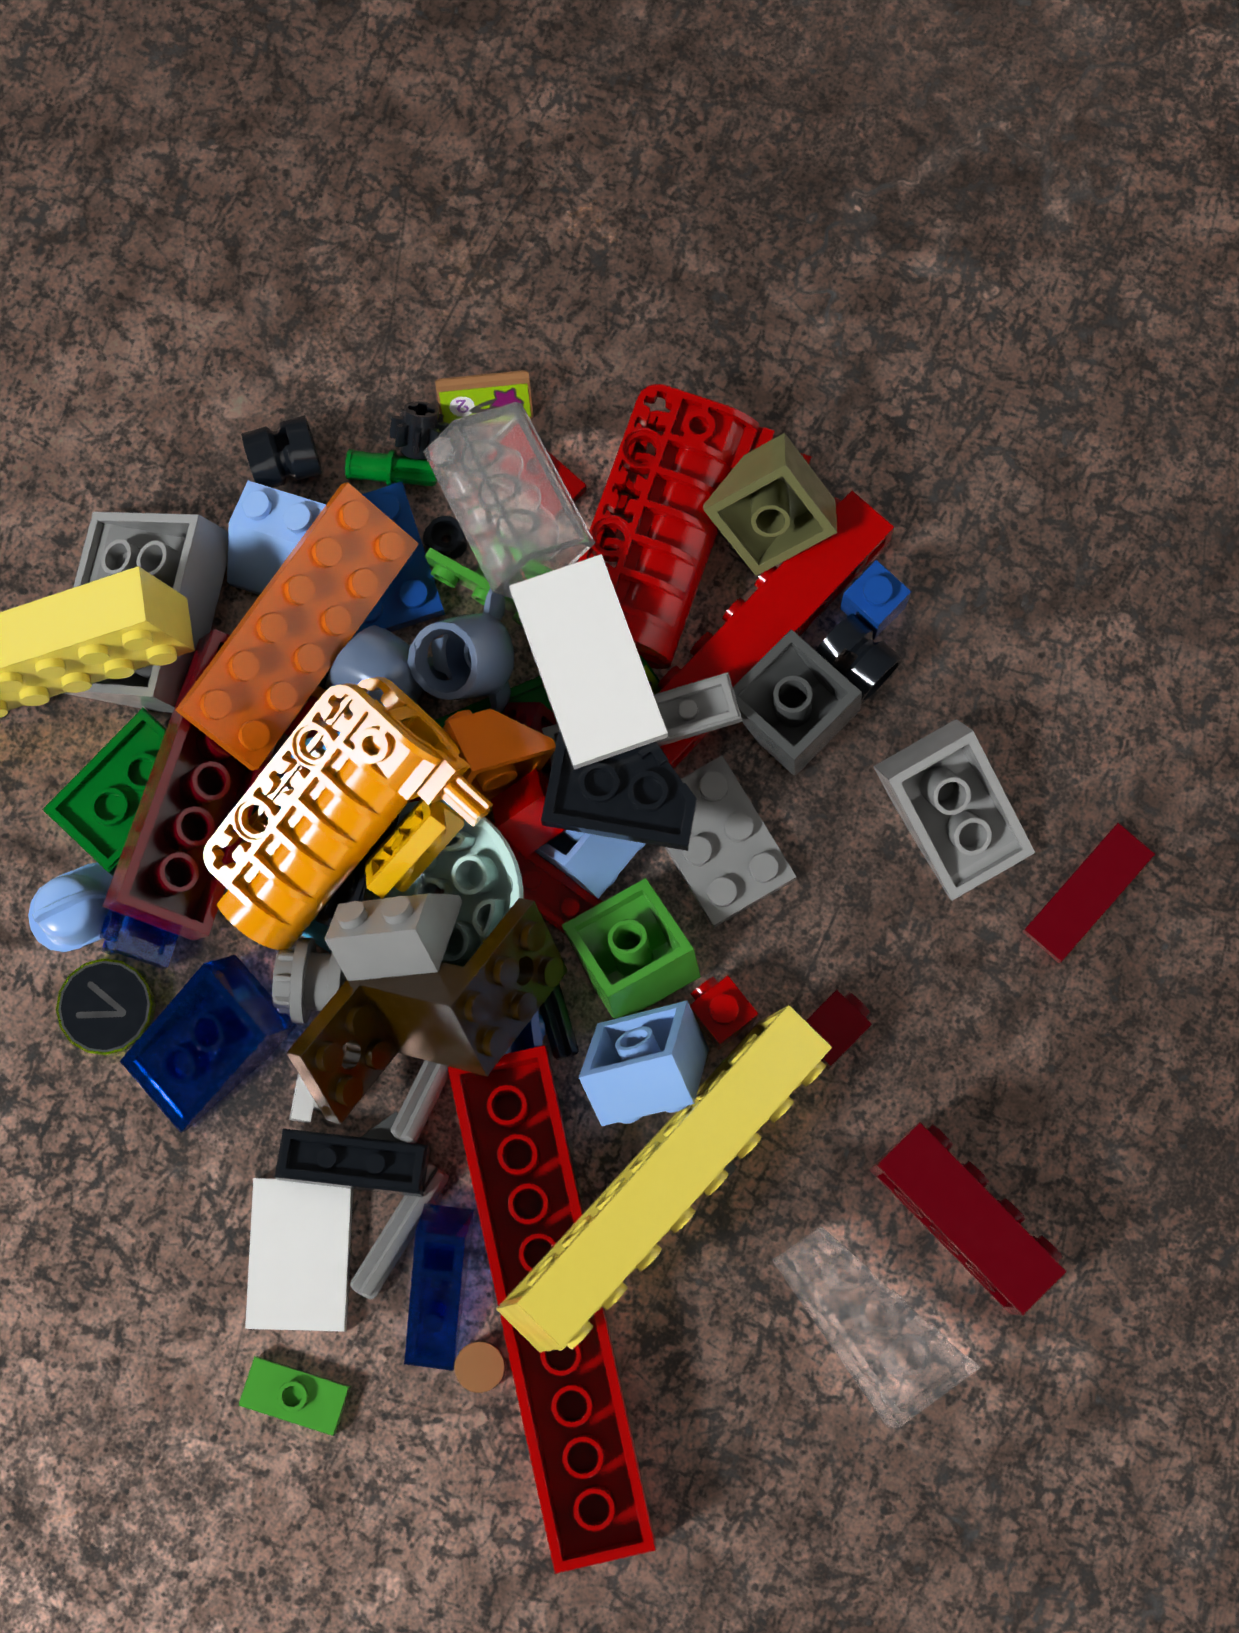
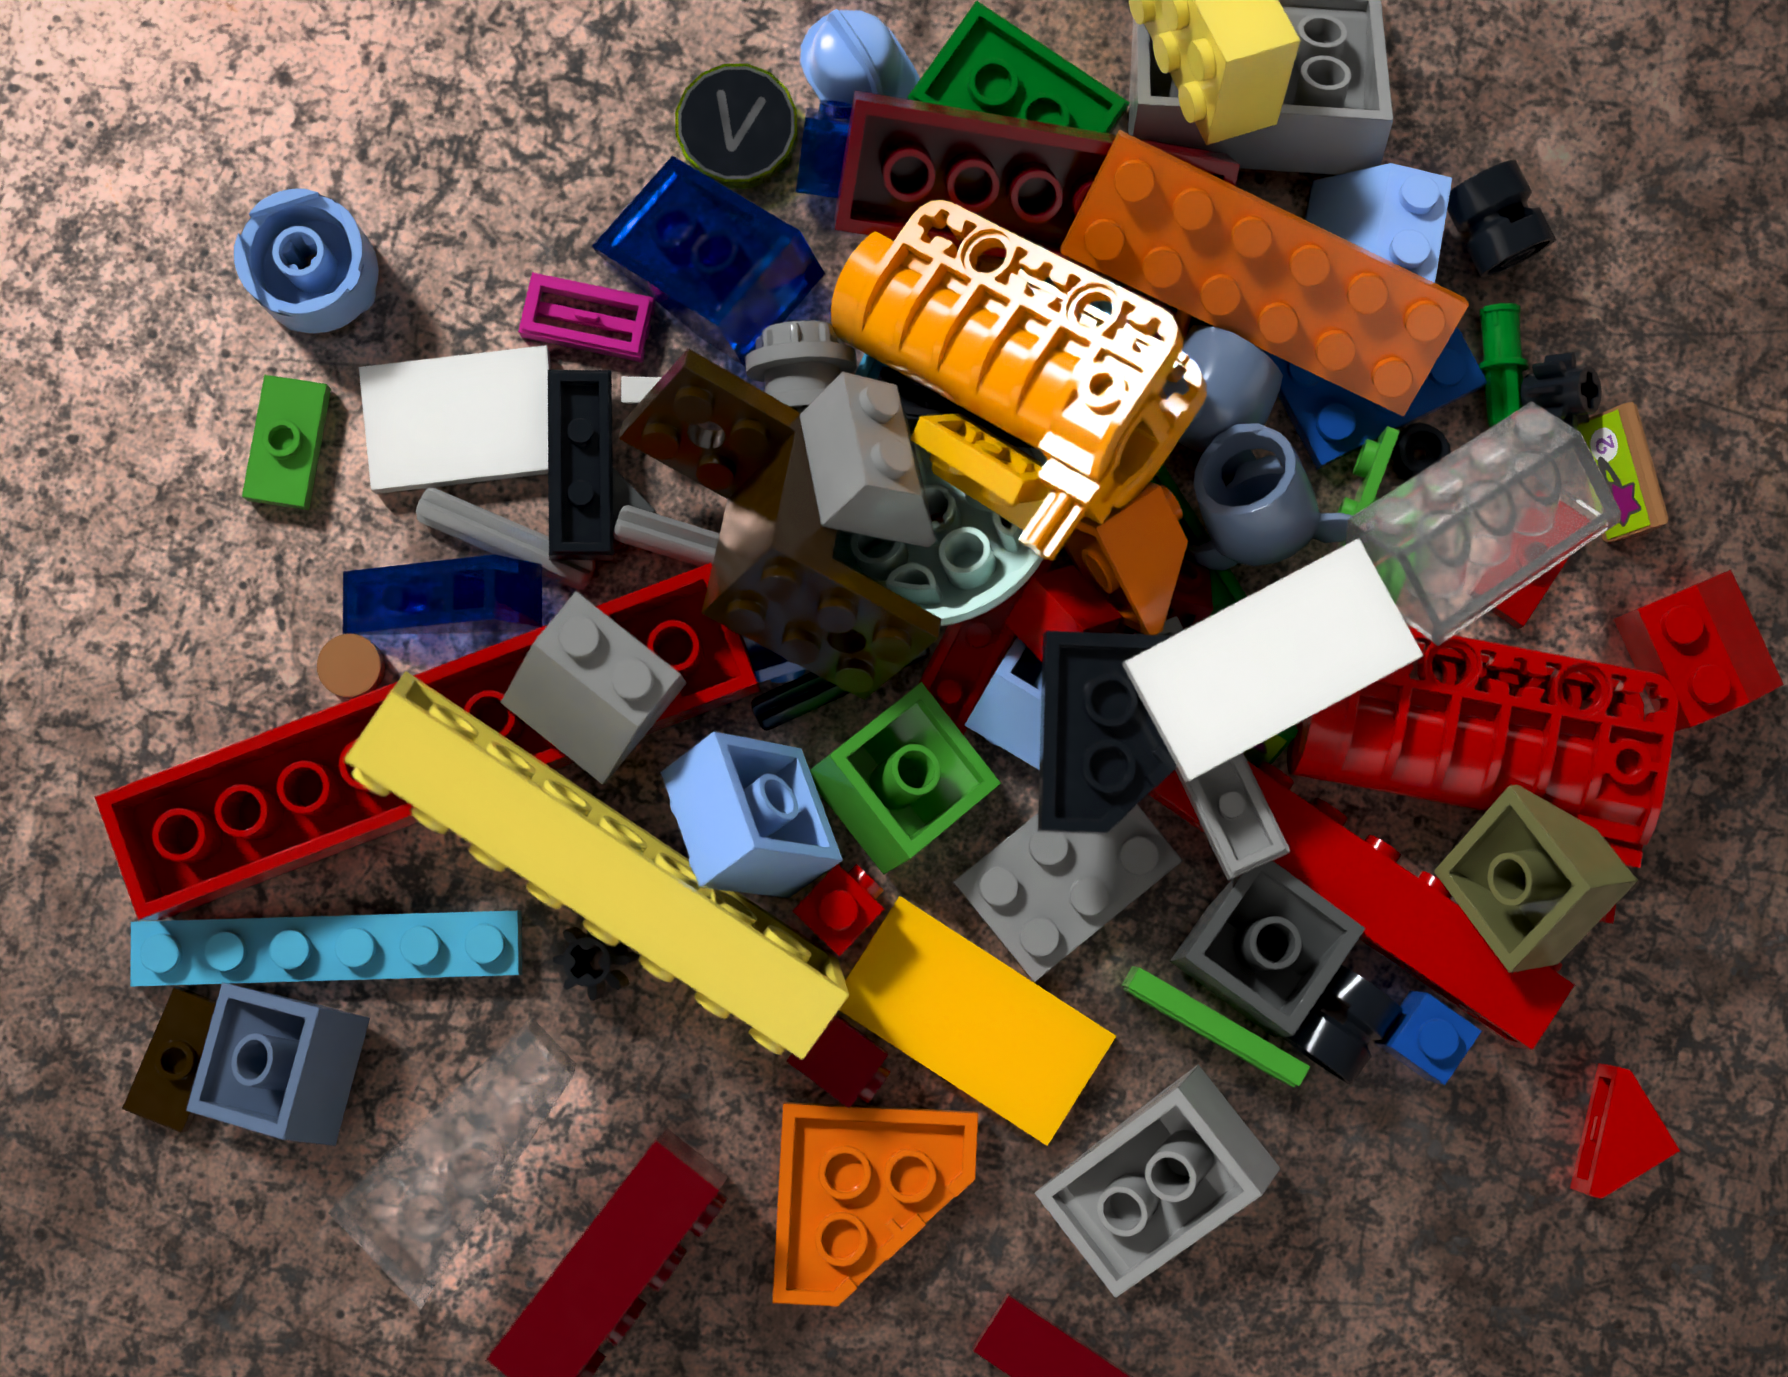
camera: 70 degrees right, 5 degrees up
(145, 1383) = (274, 269): none -> light blue brick
(254, 1149) = (584, 341): none -> dark pink tile
(531, 1167) = (591, 688): none -> light grey slope
(620, 362) = (1704, 647): none -> red slope
(696, 1416) = (326, 948): none -> medium azure plate
(729, 1215) = (579, 970): none -> black gear
(766, 1542) = (172, 1061): none -> dark brown plate
(781, 1461) = (278, 1065): none -> sand blue slope
(818, 925) = (974, 1020): none -> yellow tile
(847, 750) = (1215, 1027): none -> bright green tile
(933, 1028) = (860, 1190): none -> orange plate
(962, 477) = (1619, 1135): none -> red slope

